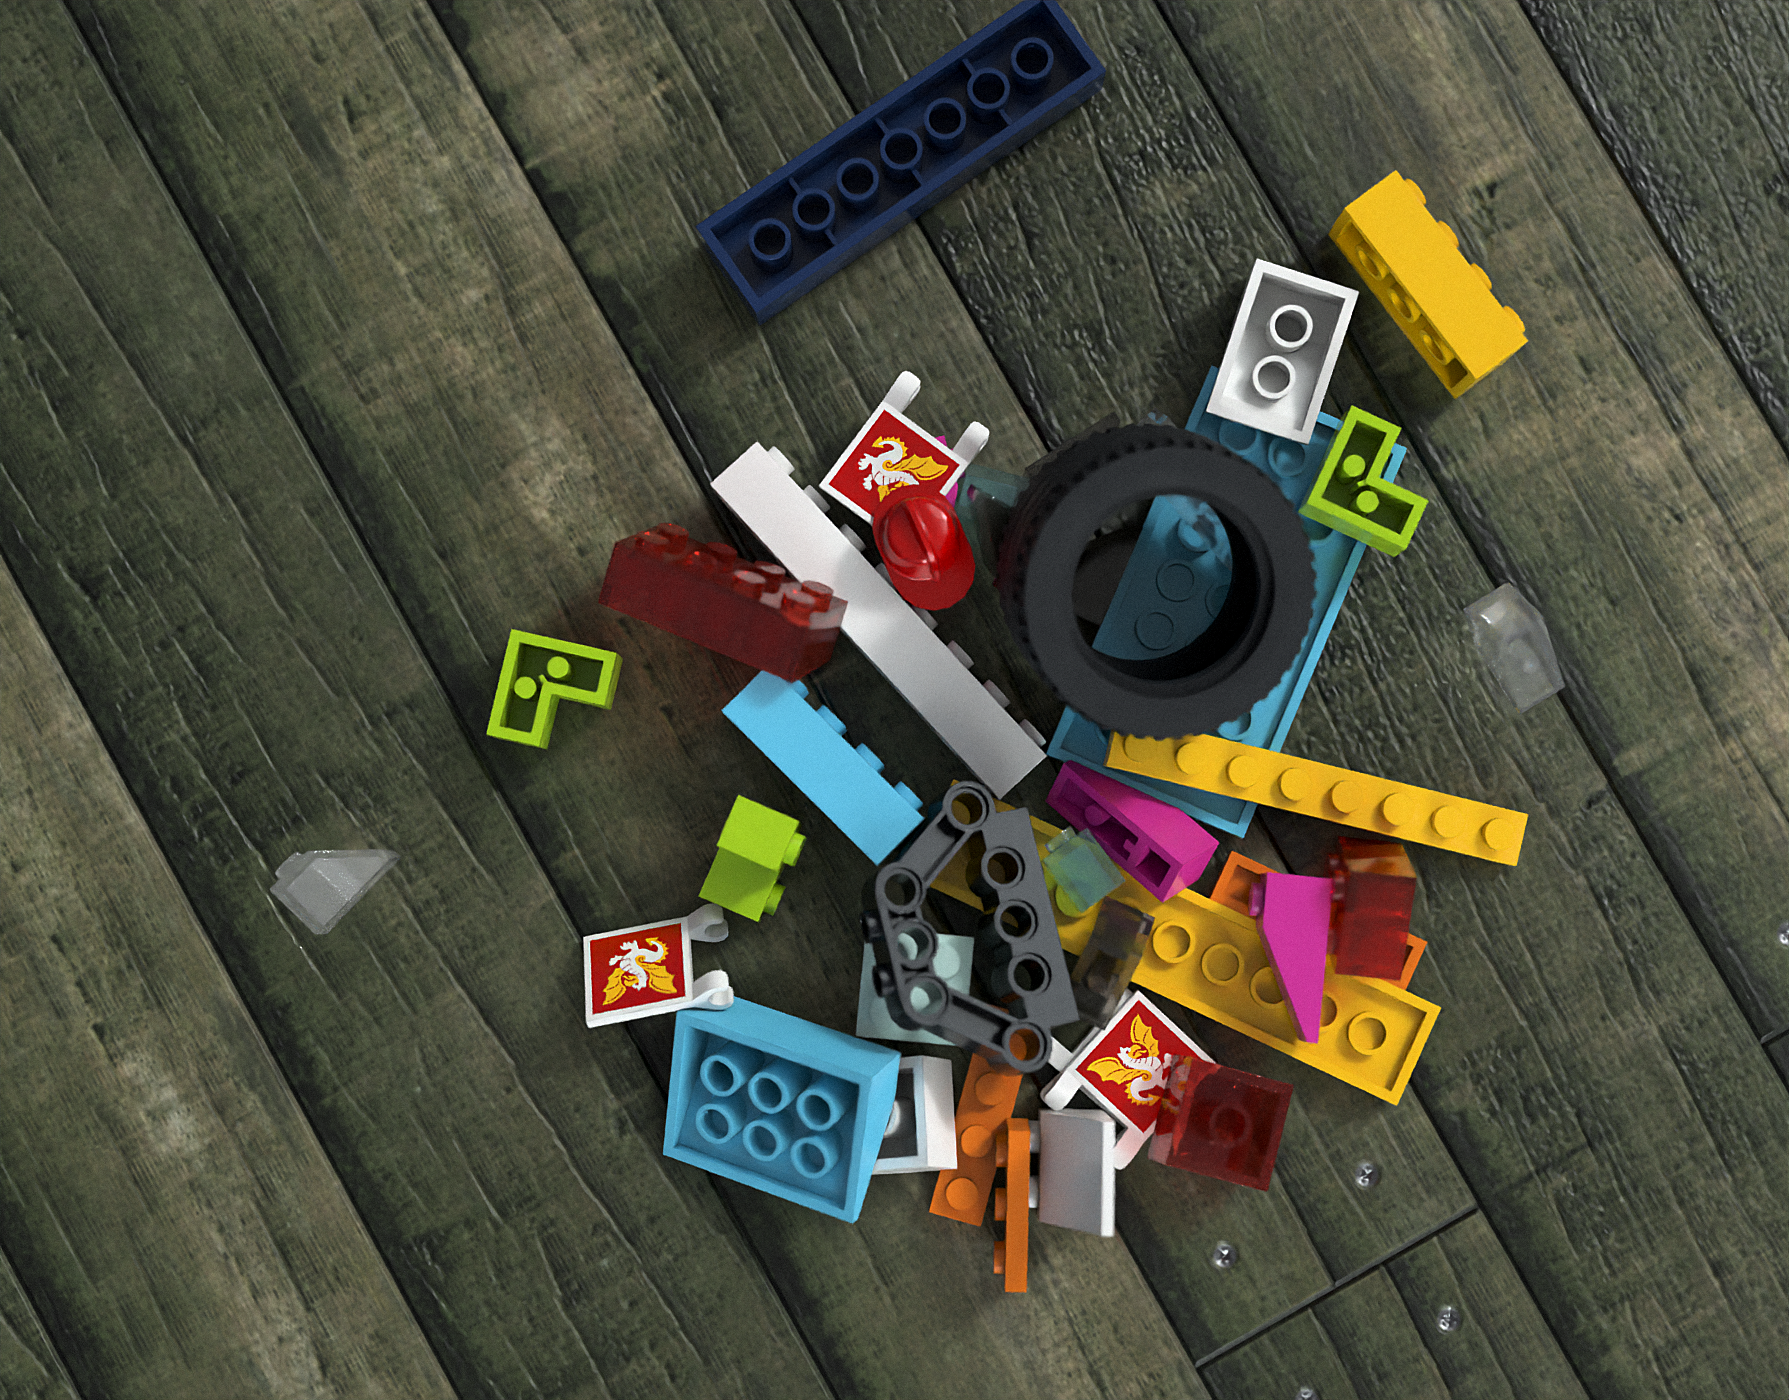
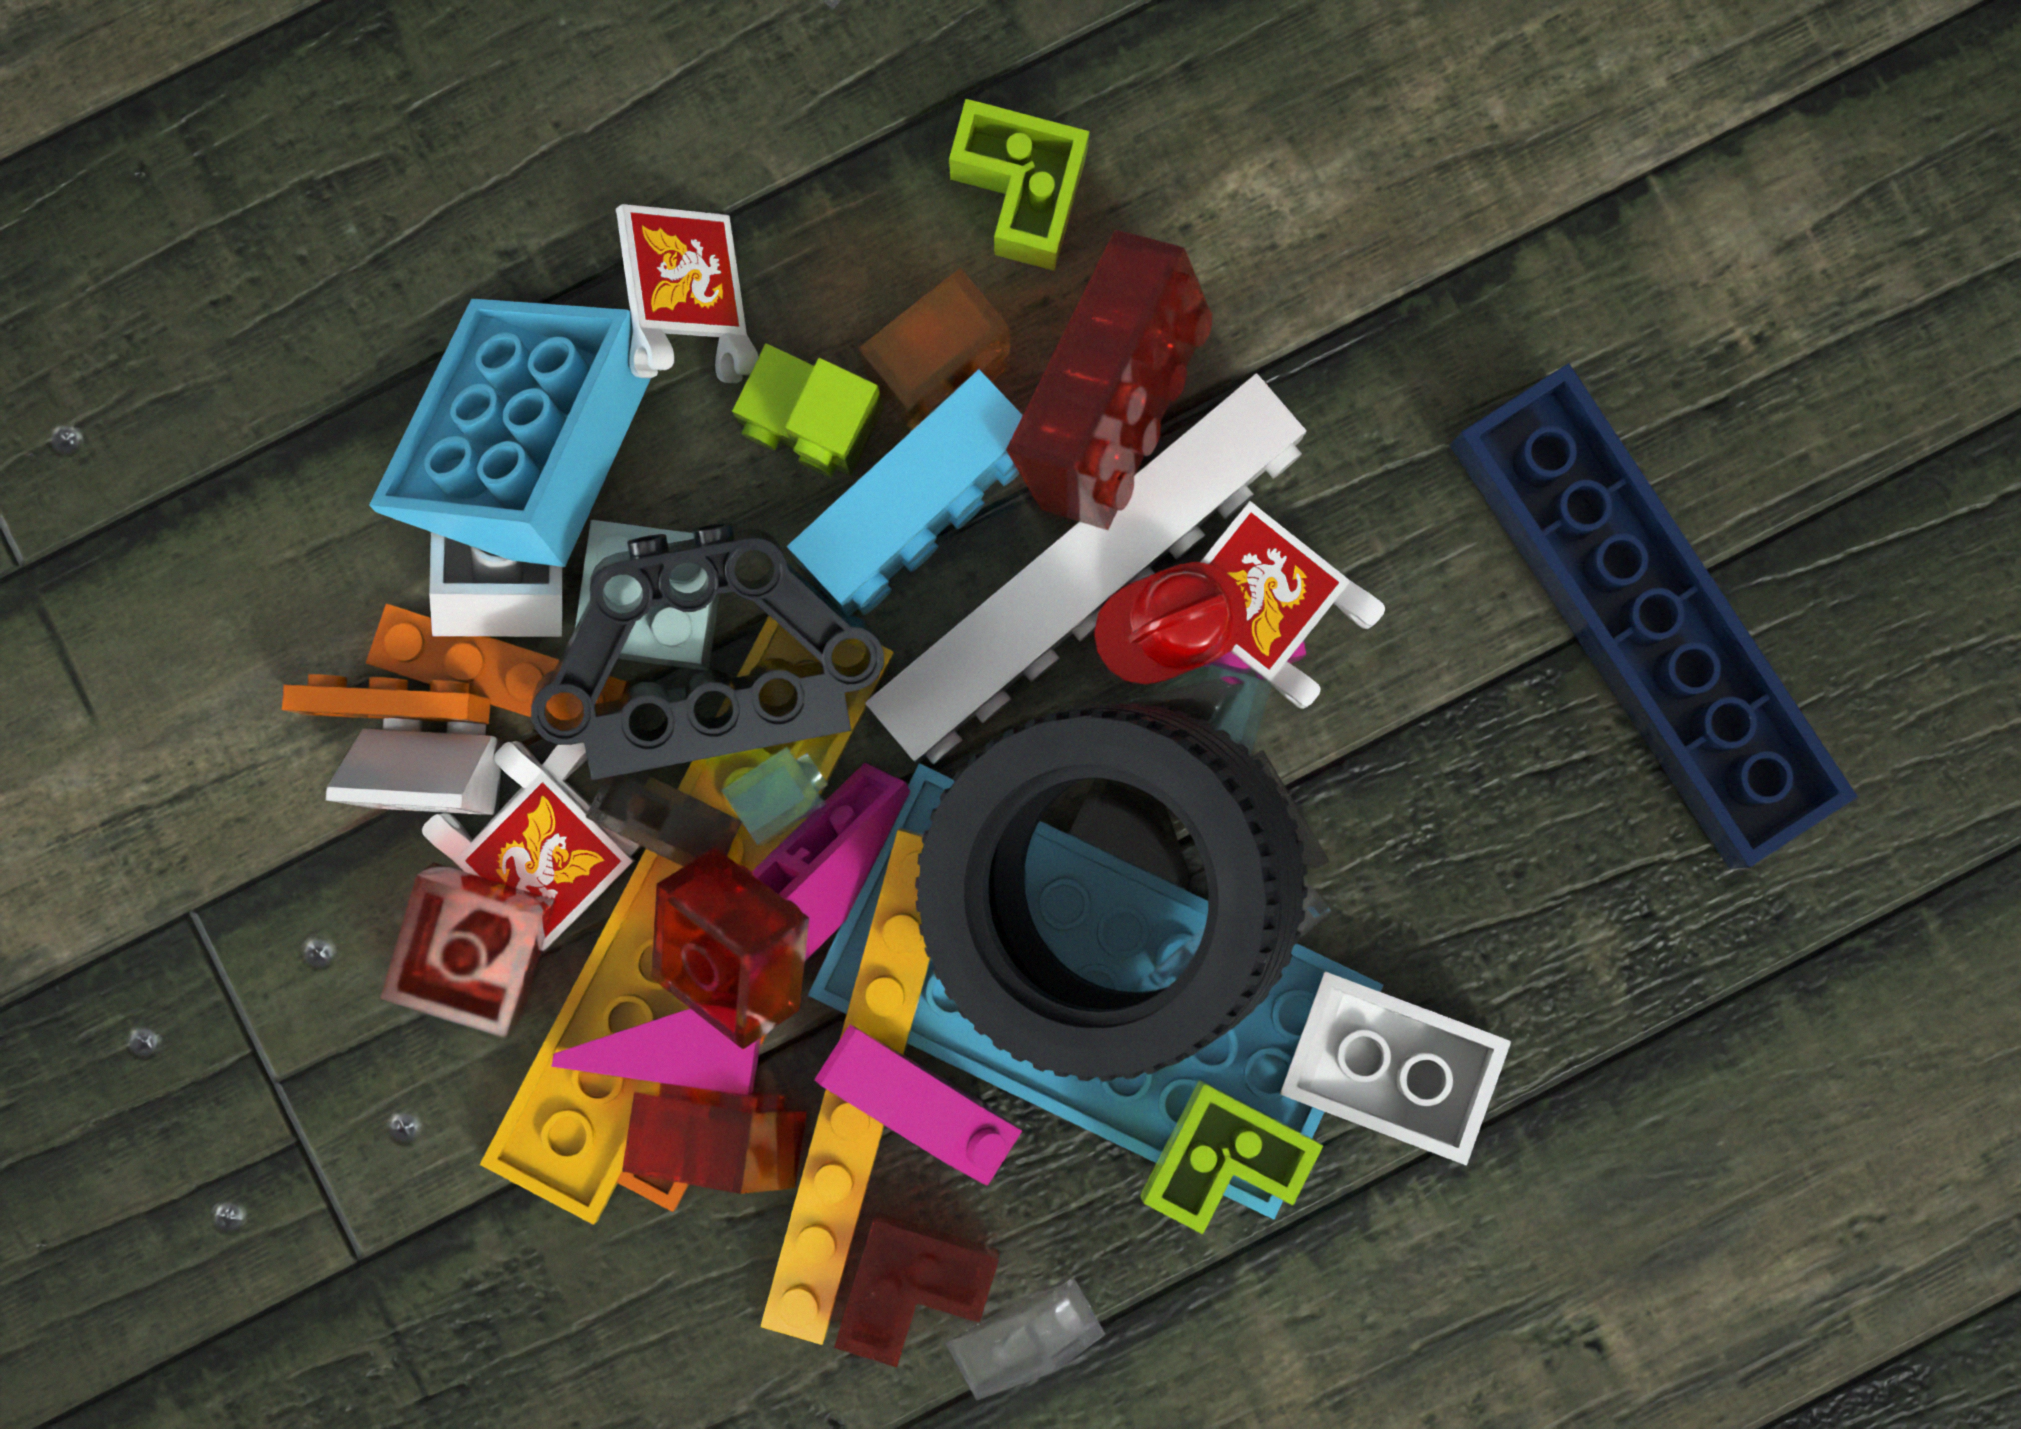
camera: 90 degrees right, 0 degrees up
(700, 751) = (936, 348): none -> clear orange brick
(1214, 897) = (729, 947): none -> clear red brick
(1332, 738) = (918, 1105): none -> dark pink slope
(1427, 283) = (1476, 1253): yellow brick -> none
(1463, 744) = (910, 1267): none -> clear red brick

